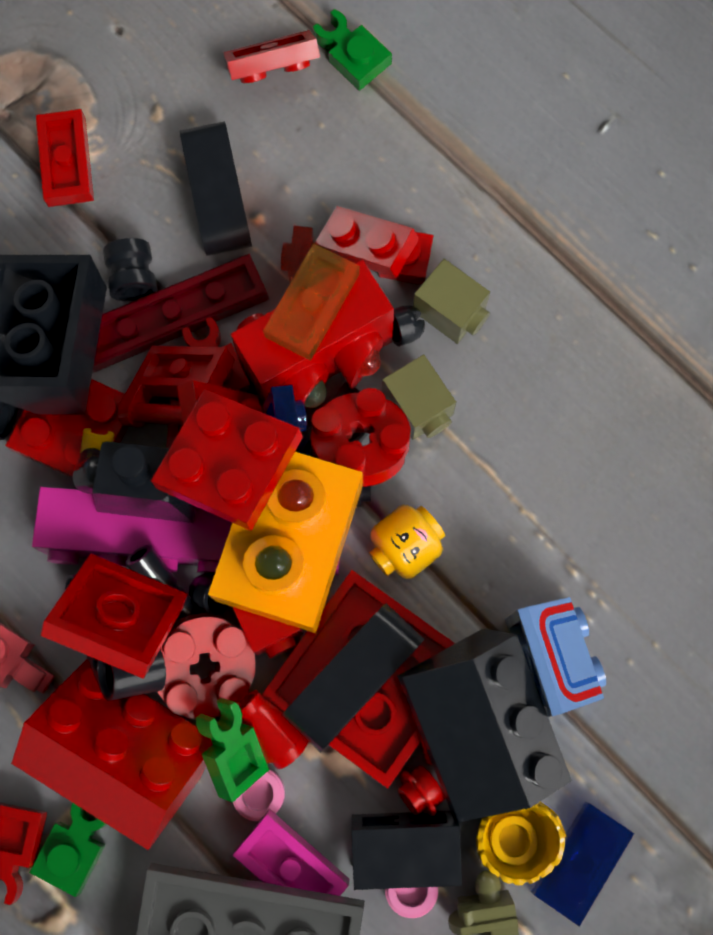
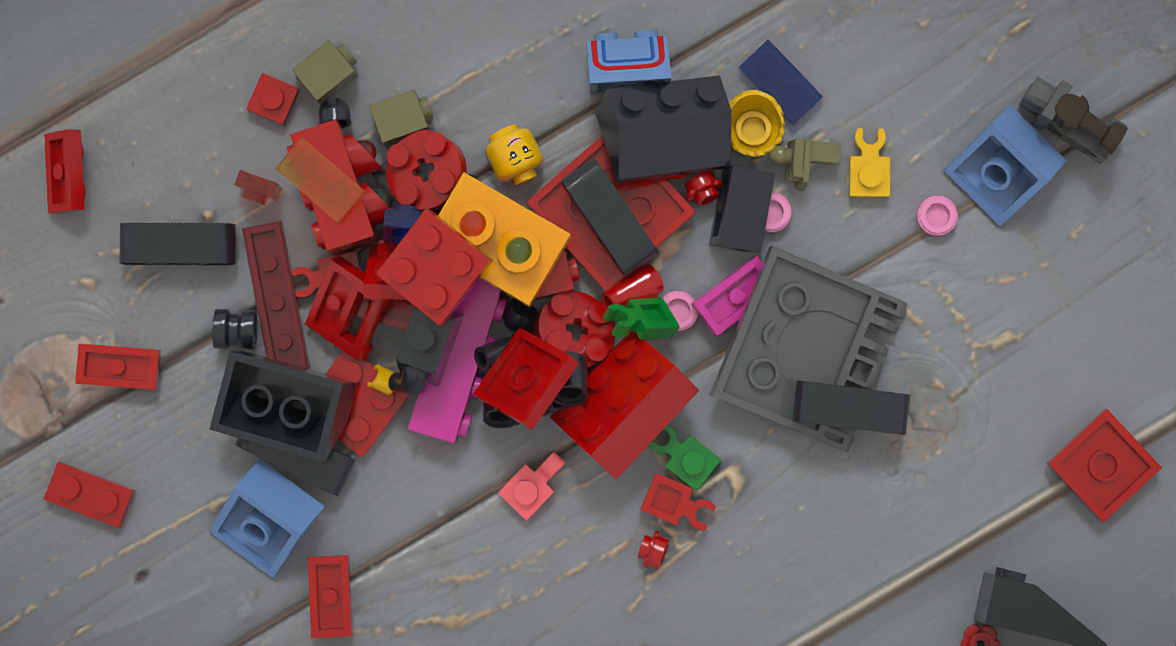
camera: 80 degrees left, 10 degrees up
(353, 53) = (76, 97): green plate -> none
(363, 237) = (257, 129): red plate -> none

